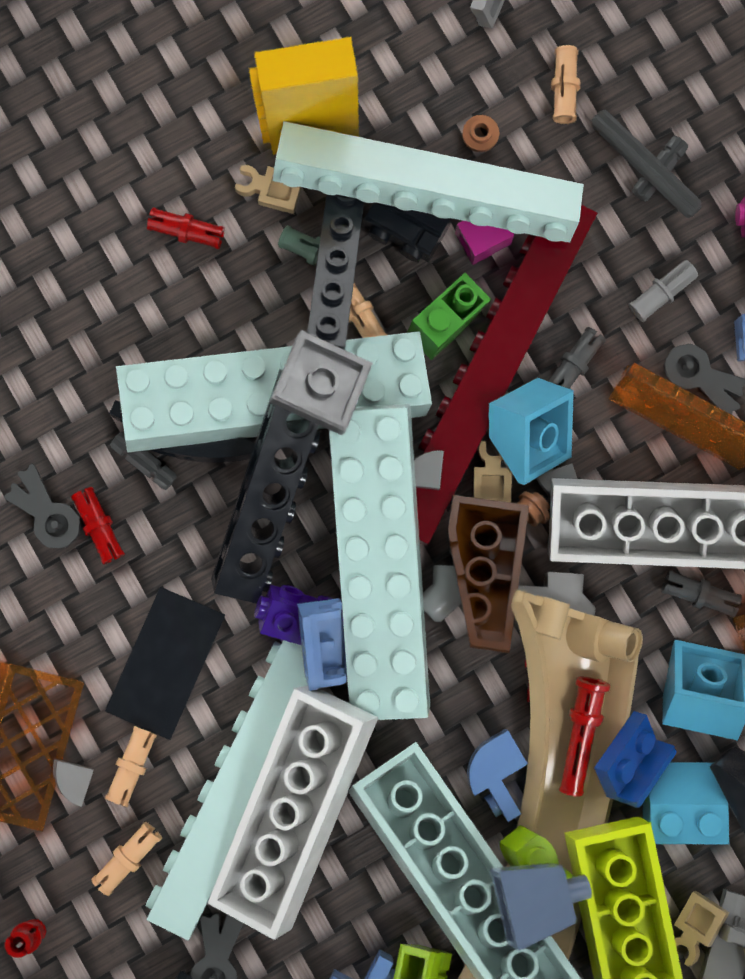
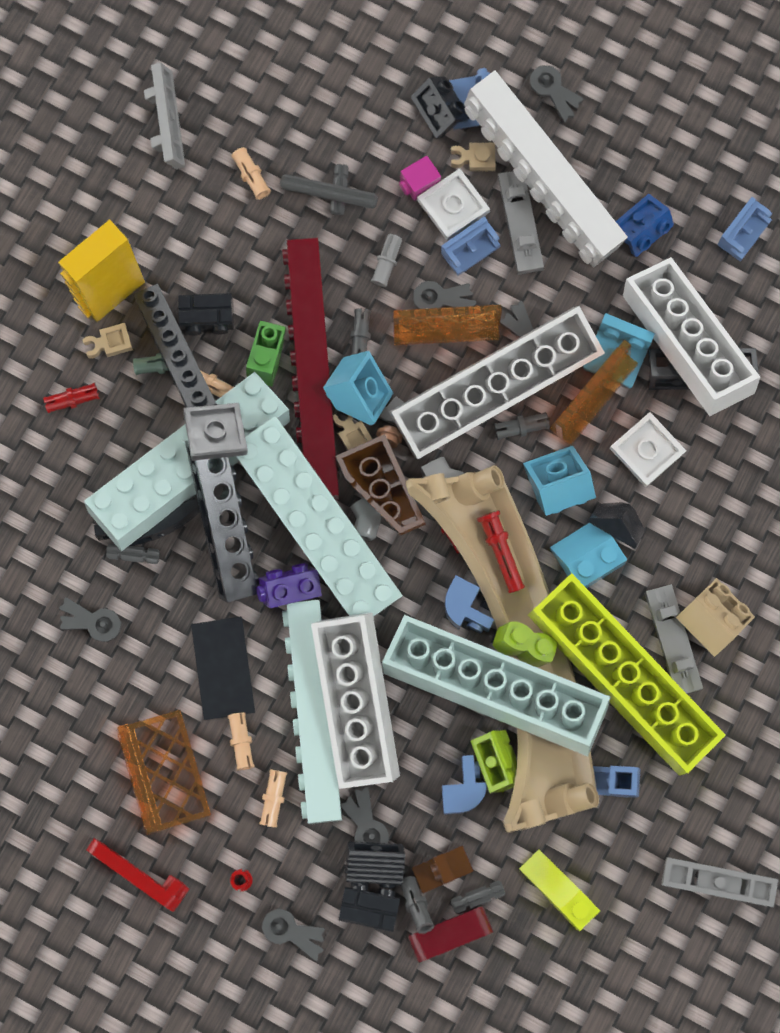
camera: 30 degrees left, 5 degrees down
(72, 780) = (210, 772): light grey tile -> none
(97, 525) = (129, 609): red pin -> none
(322, 643) = (311, 589): medium blue hinge -> none
(427, 182) = (204, 279): light aqua brick -> none
(428, 470) = (312, 449): light grey tile -> none
(476, 143) = (217, 240): nougat plate -> none
(482, 241) = (257, 290): dark pink brick -> none
(536, 901) = (530, 656): sand blue torso -> none
(633, 762) = (541, 547): blue bracket -> none
(701, 923) = (641, 619): tan plate -> none

